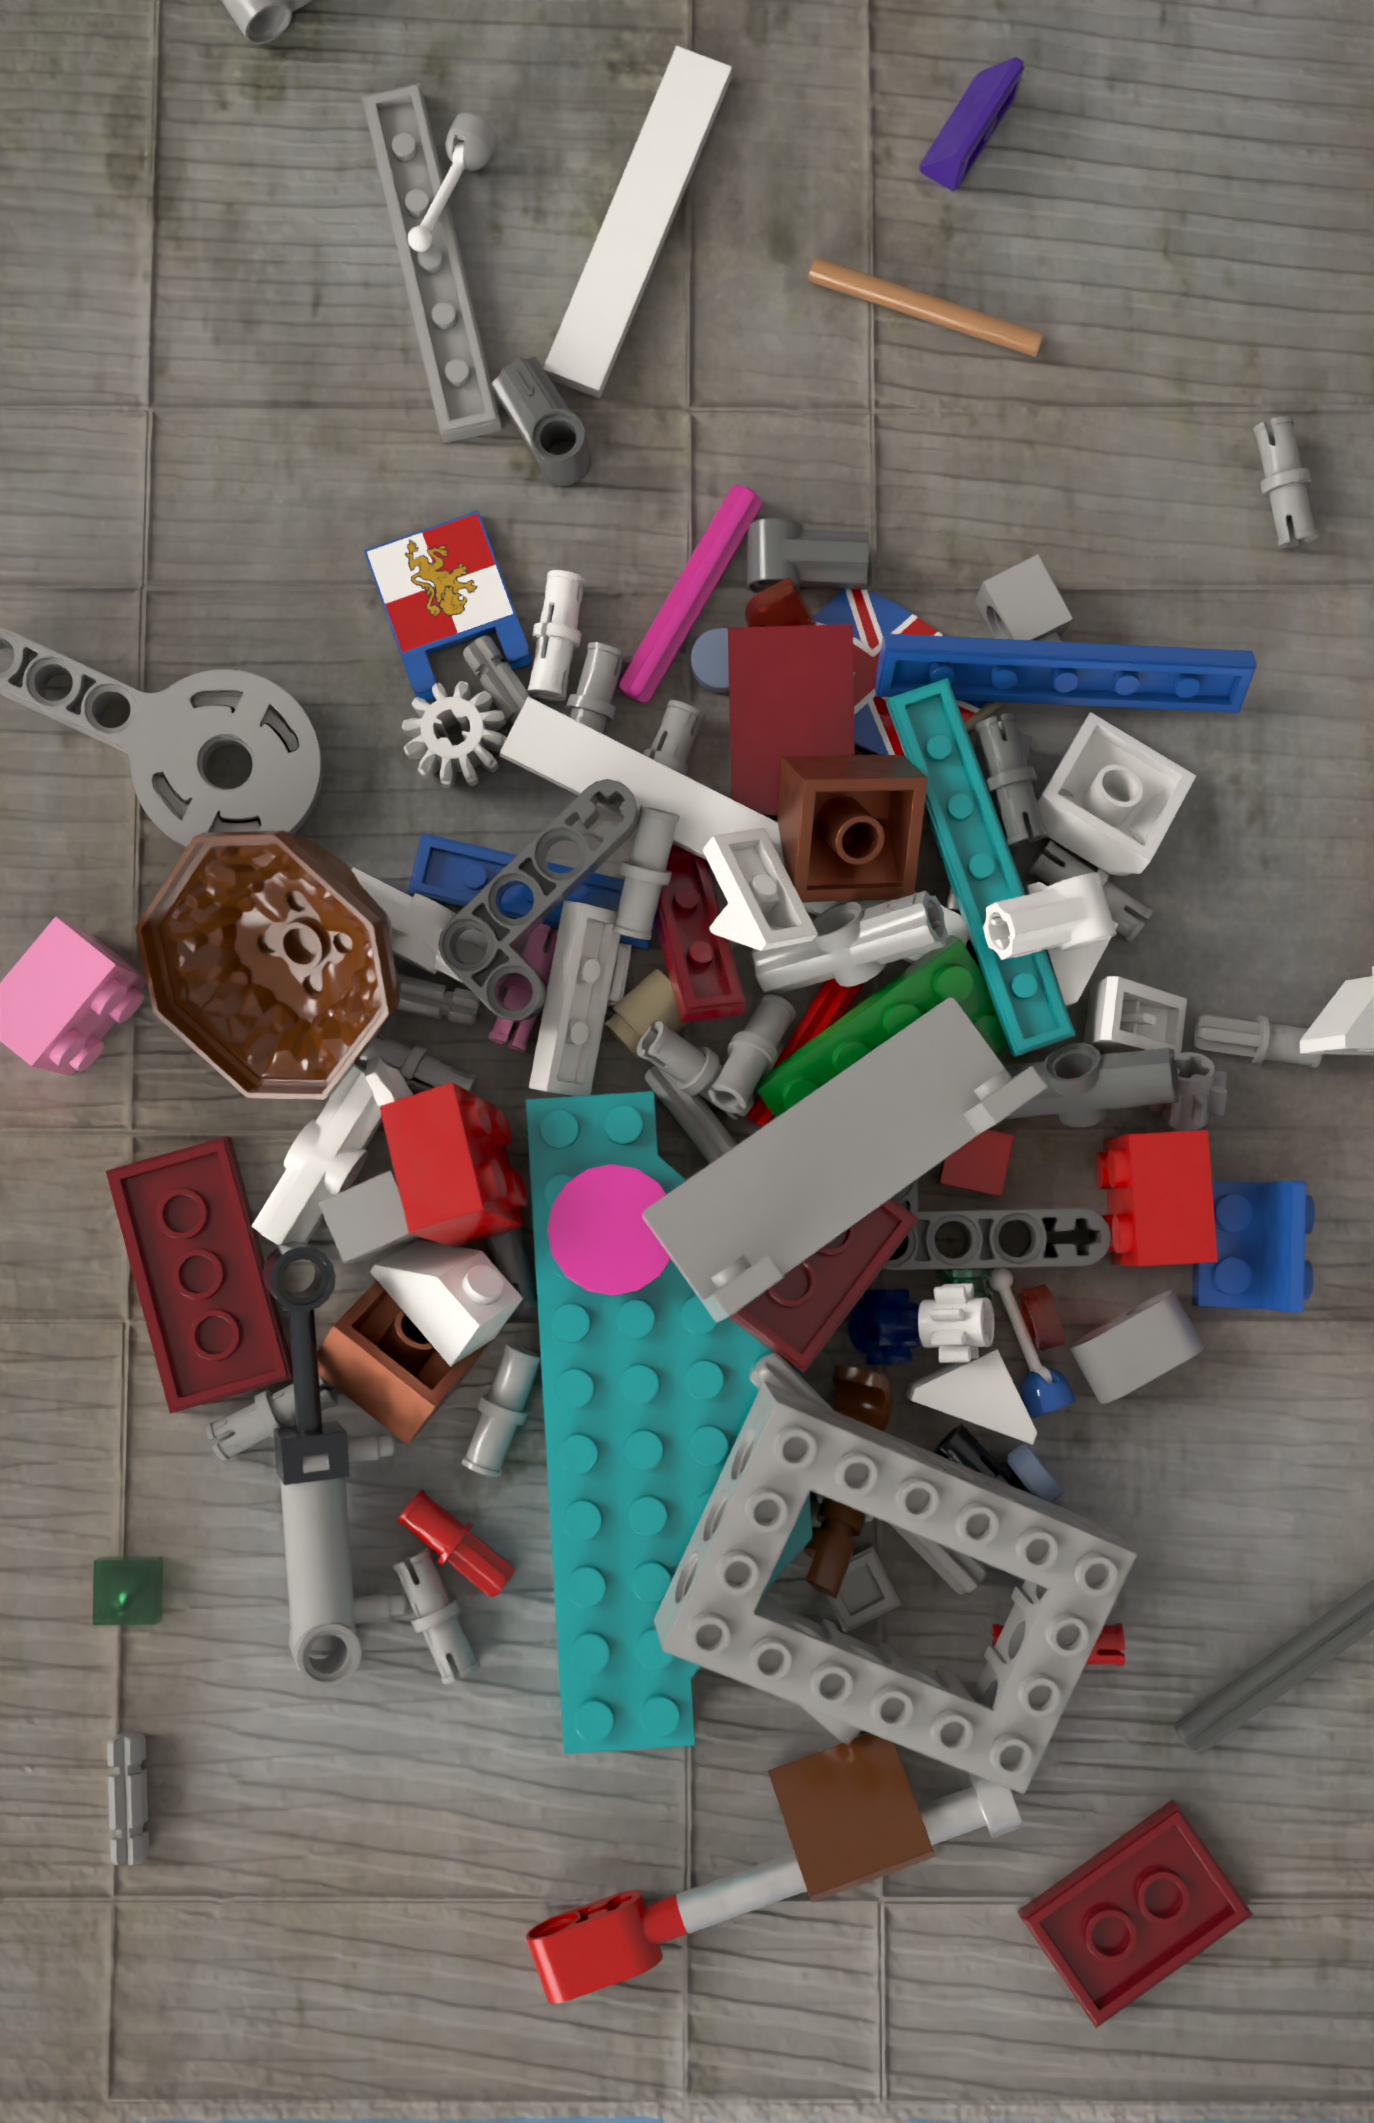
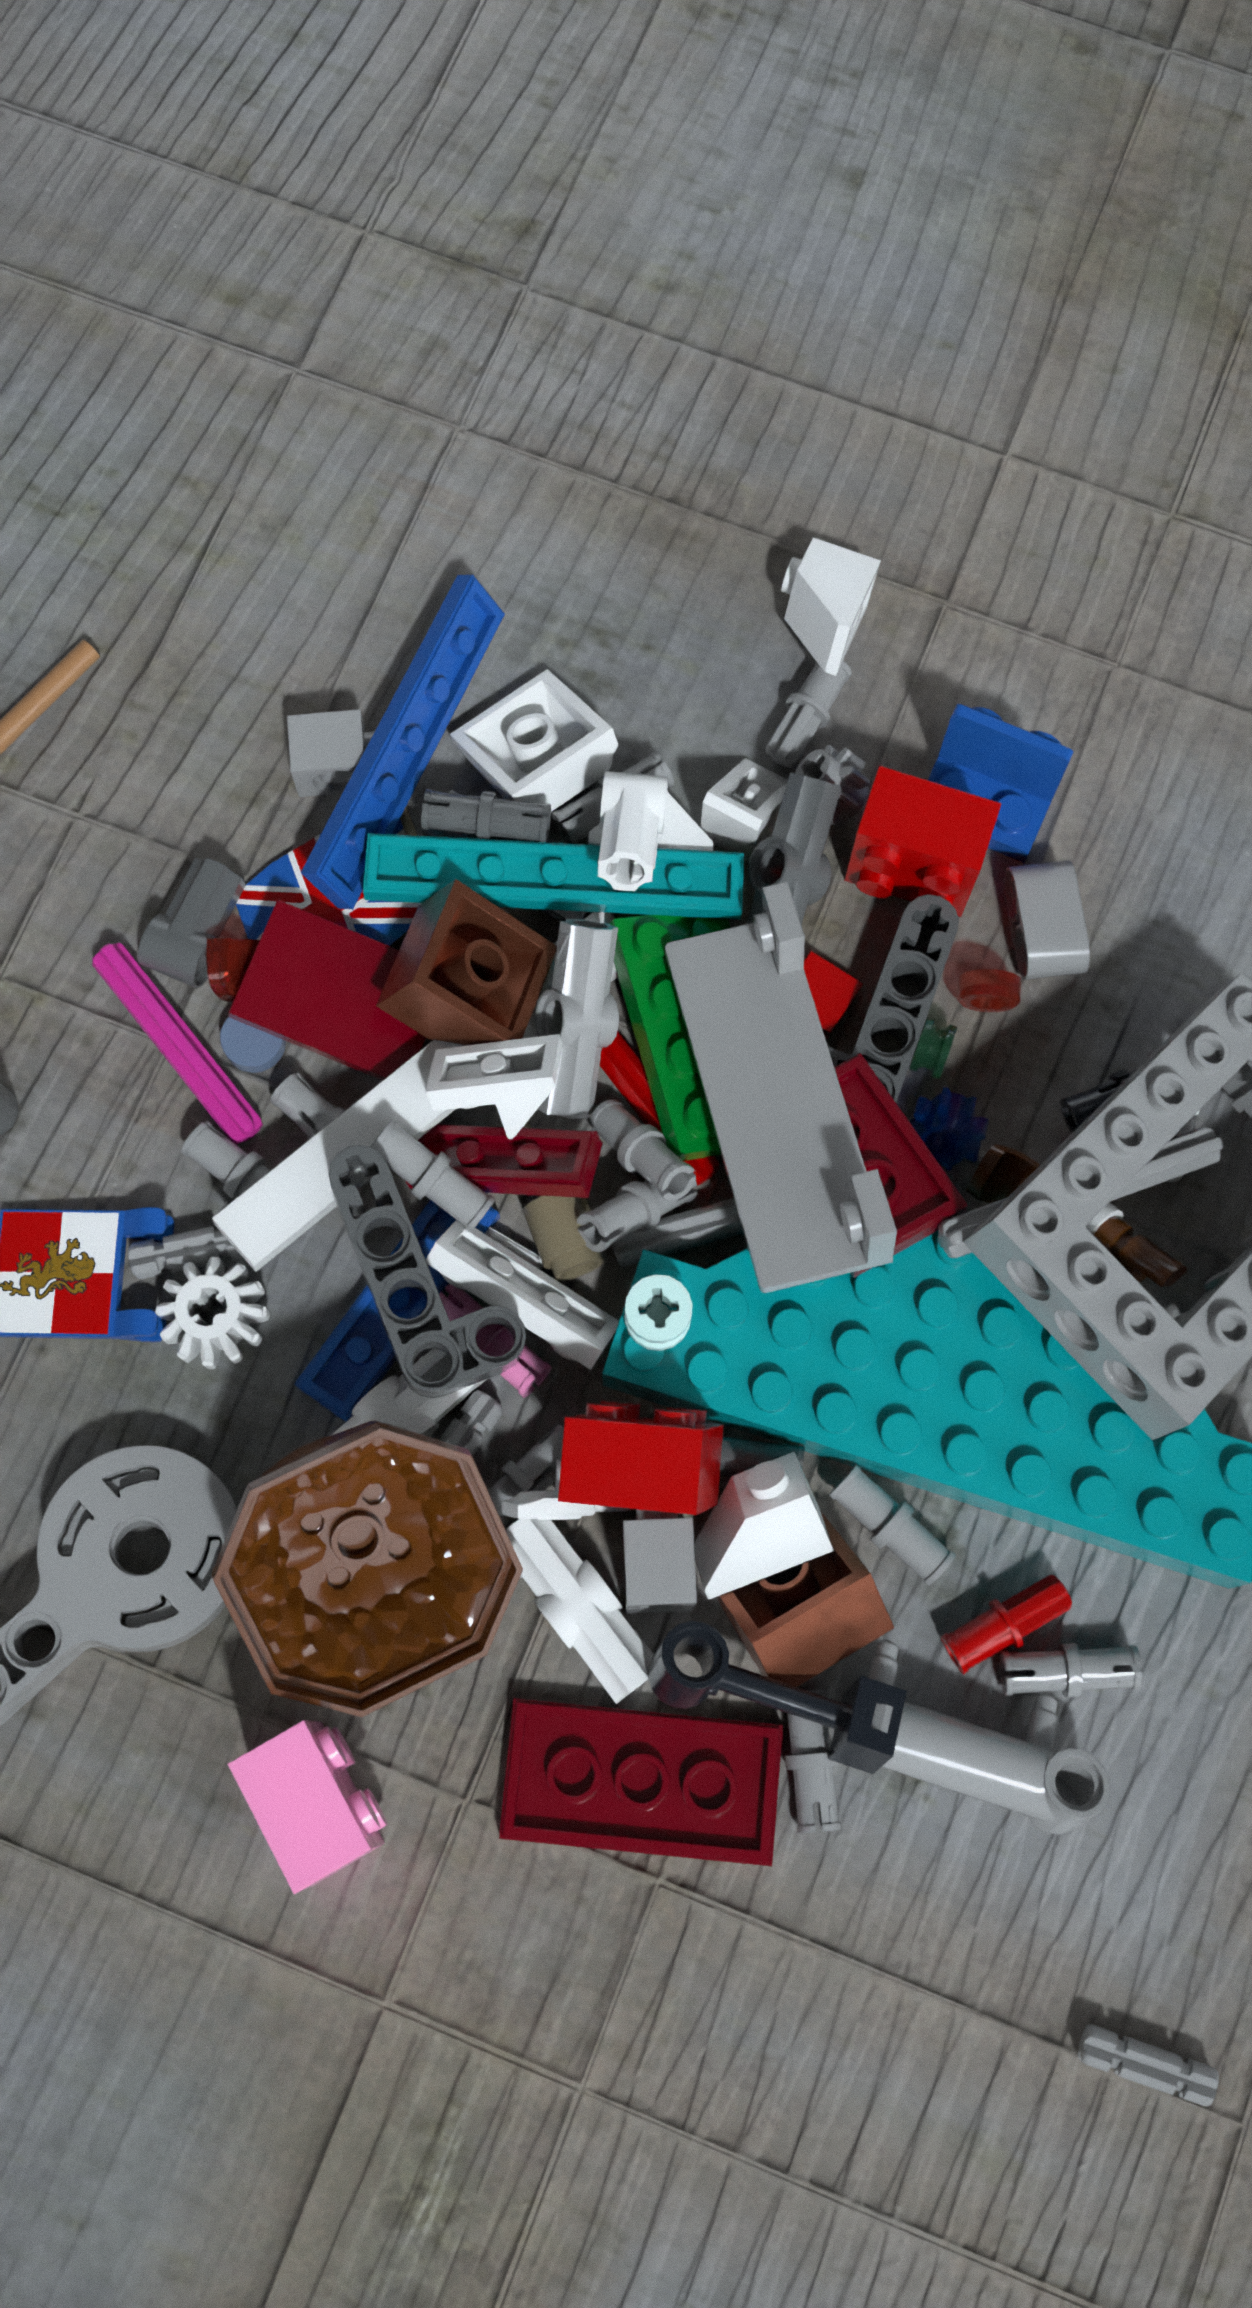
camera: 70 degrees left, 10 degrees down
(127, 1590) = (935, 1983): clear green tile -> none
(556, 635) = (159, 1180): white pin -> none
(601, 1233) = (762, 1341): dark pink tile -> none
(604, 1132) = (658, 1326): none -> light aqua wheel
(864, 1591) = (1190, 1245): light grey tile -> none
(956, 1323) = (968, 1060): white gear -> none
(977, 1393) = (1036, 1071): white slope -> none
(1035, 1473) = (1129, 1052): sand blue tile -> none
(1043, 1387) = (1054, 1016): hinge -> none
(1285, 482) = (316, 494): light grey pin -> none

